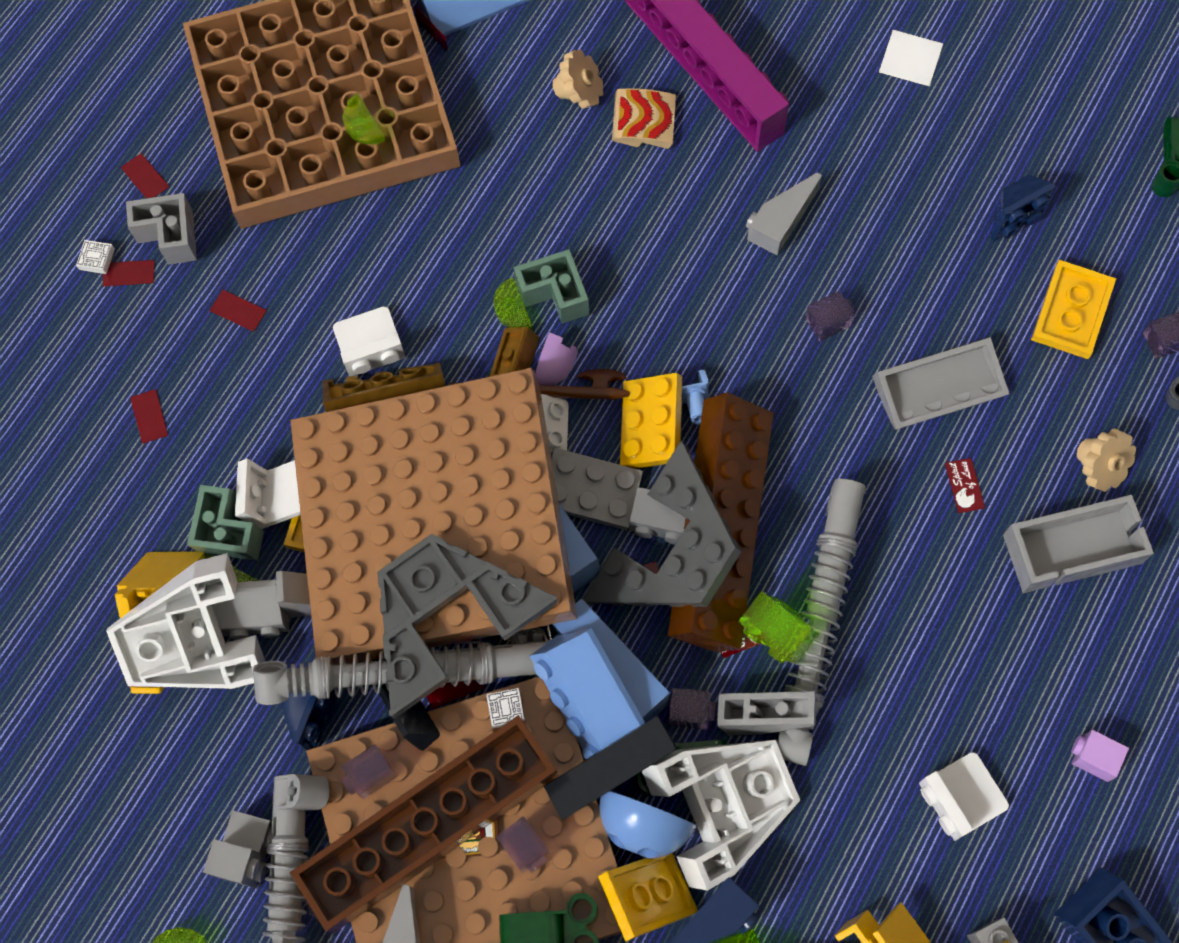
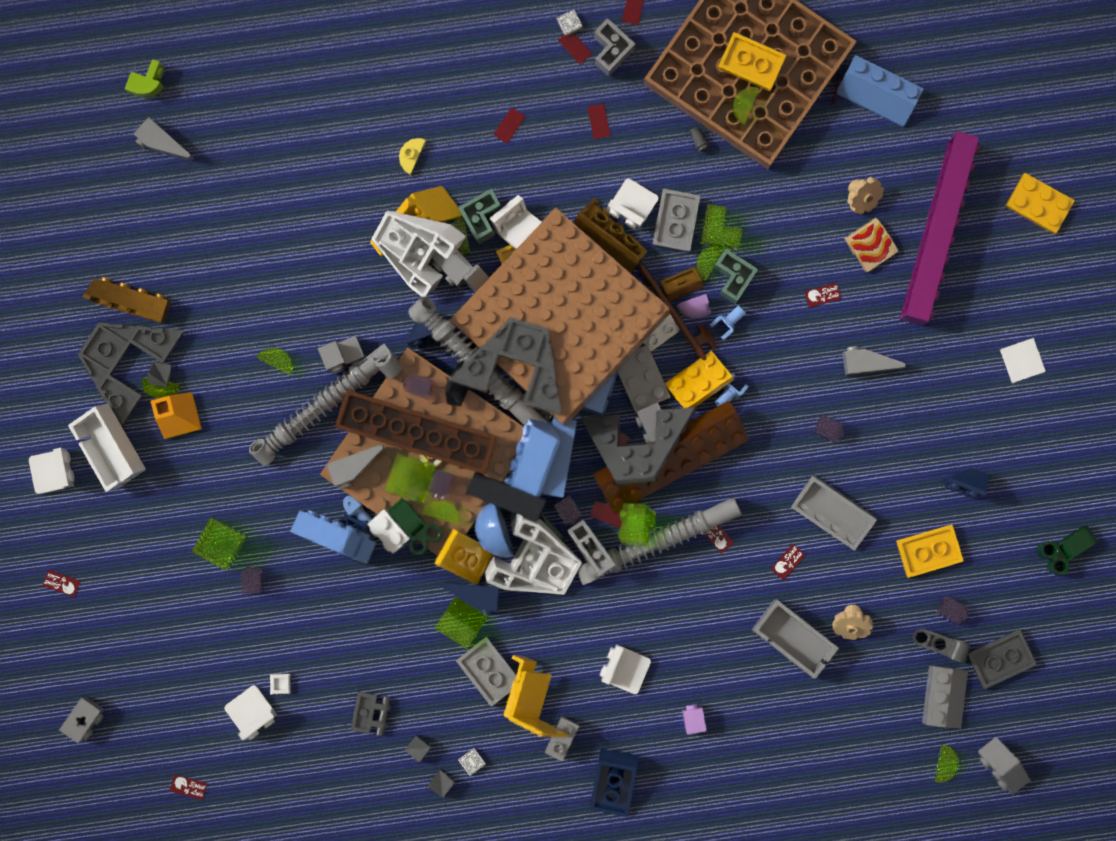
camera: 50 degrees right, 15 degrees up
(73, 559) = (410, 153): none -> light yellow plate
(319, 80) = (751, 61): none -> yellow plate
(359, 213) = (698, 139): none -> dark grey pin
(431, 306) = (676, 220): none -> light grey plate
(481, 883) = (410, 478): none -> clear neon green slope
(482, 270) = (714, 231): none -> clear neon green brick
(504, 707) = (497, 425): white tile -> none
(561, 873) = (442, 510): none -> clear neon green plate
(604, 332) = (733, 317): none -> light blue piece
(659, 212) = (822, 295): none -> dark red sticker
(733, 663) = (604, 513): none -> dark red sticker
(873, 547) = (719, 538): none -> dark red sticker

